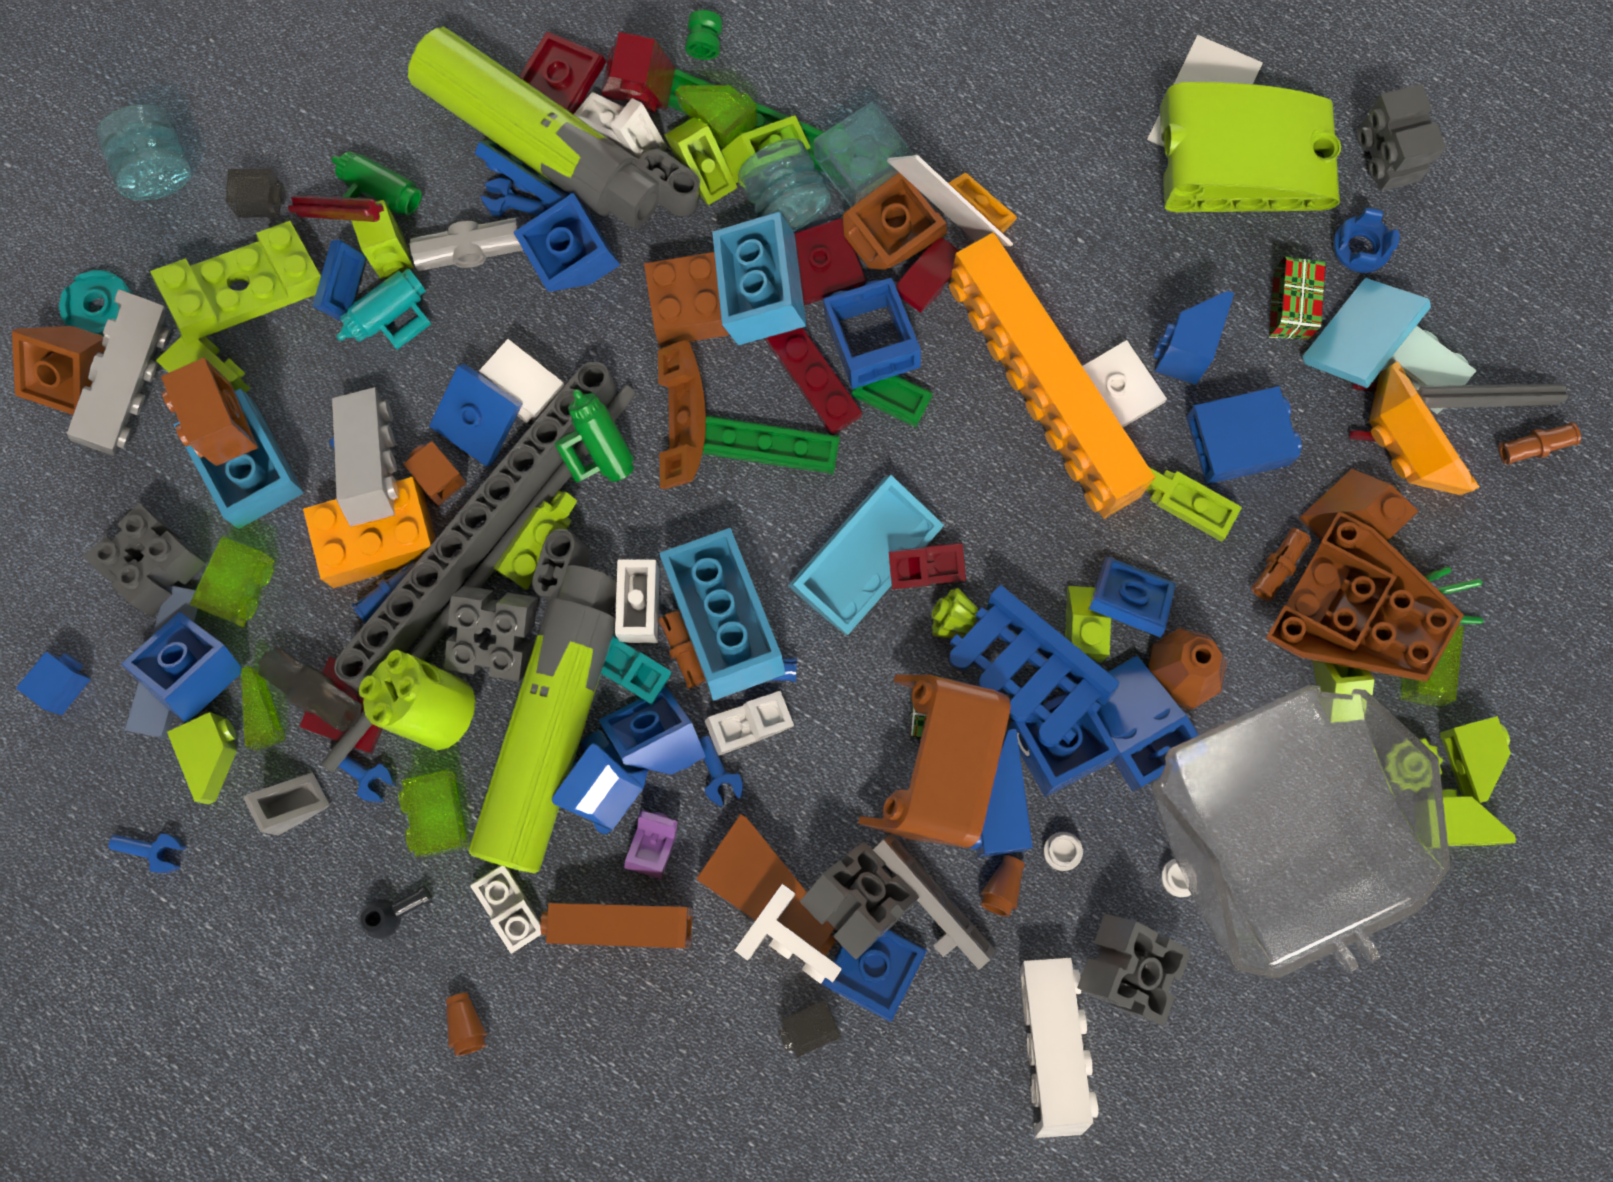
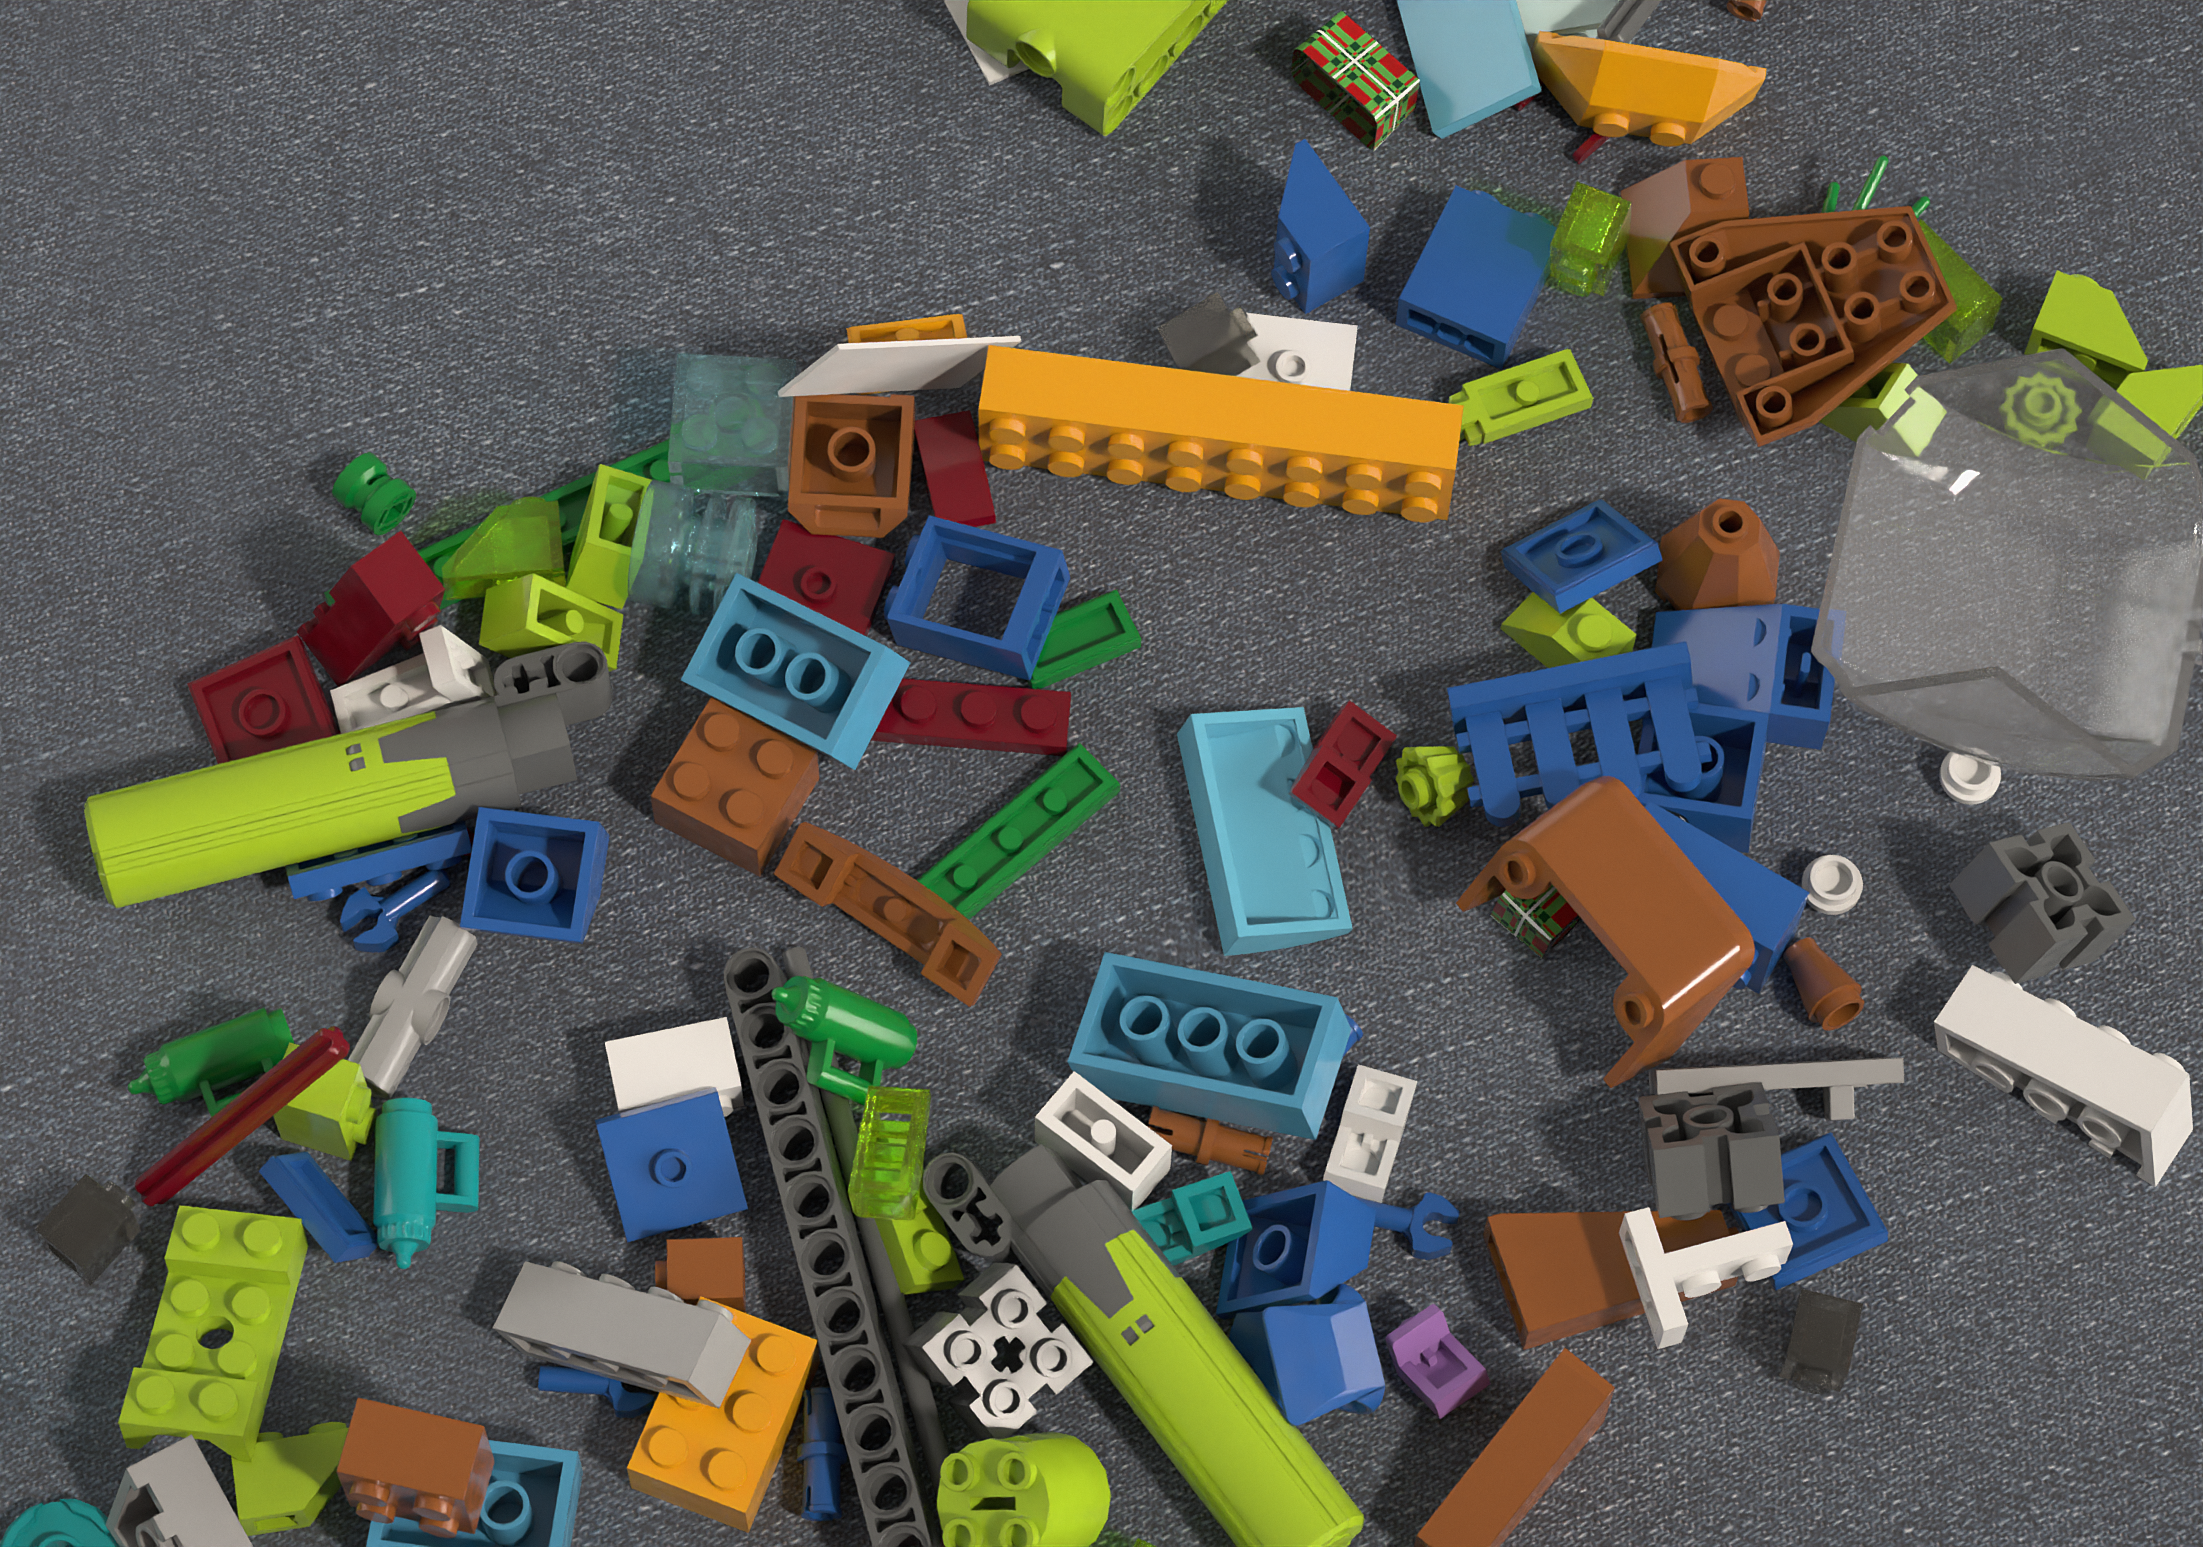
camera: 55 degrees left, 10 degrees down
(546, 523) = (890, 1191): none -> clear neon green slope
(1095, 336) = (1211, 338): none -> clear smoke brick
(1305, 471) = (1589, 240): none -> clear neon green brick

